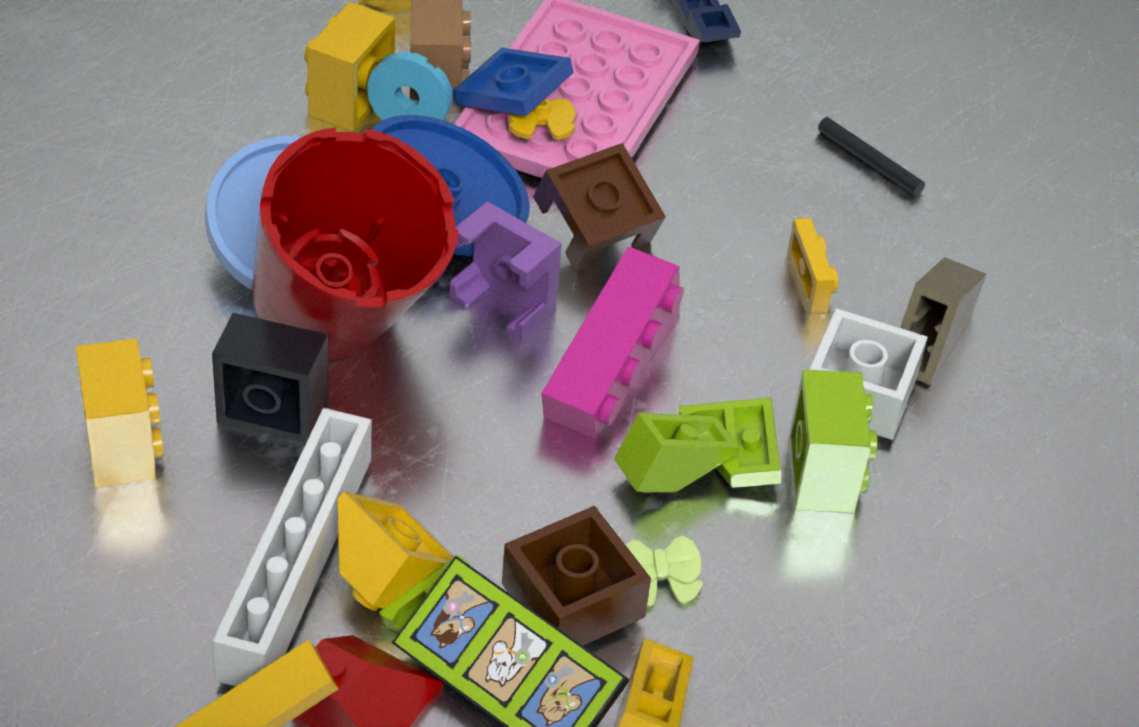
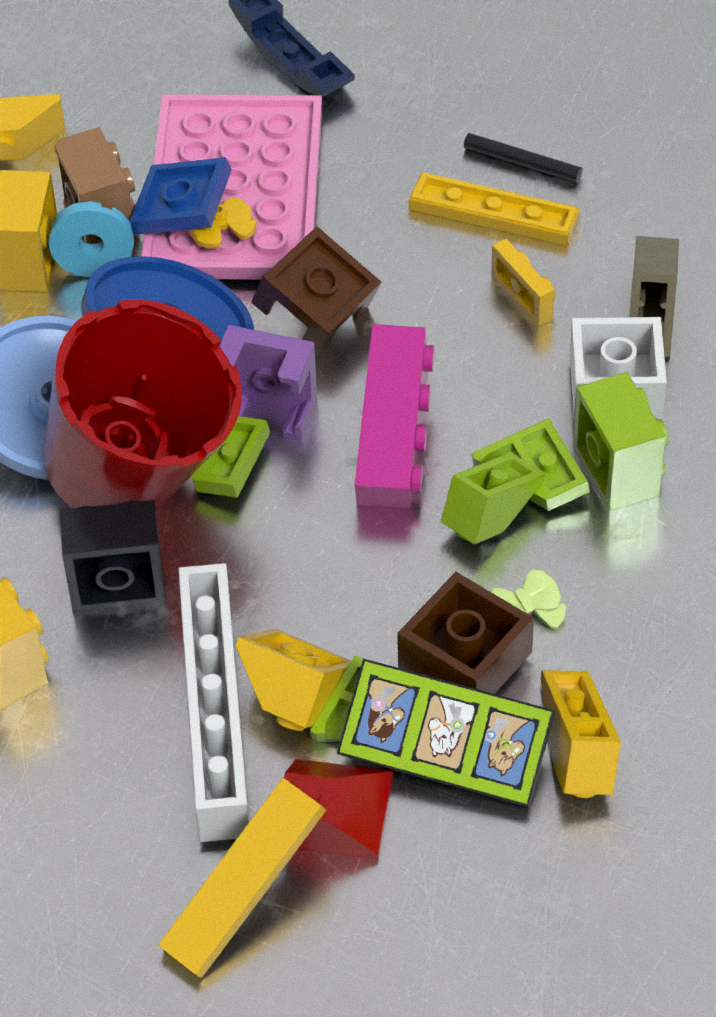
camera: 15 degrees left, 5 degrees up
(438, 325) = (233, 461): none -> lime wing
(820, 193) = (494, 208): none -> yellow tile

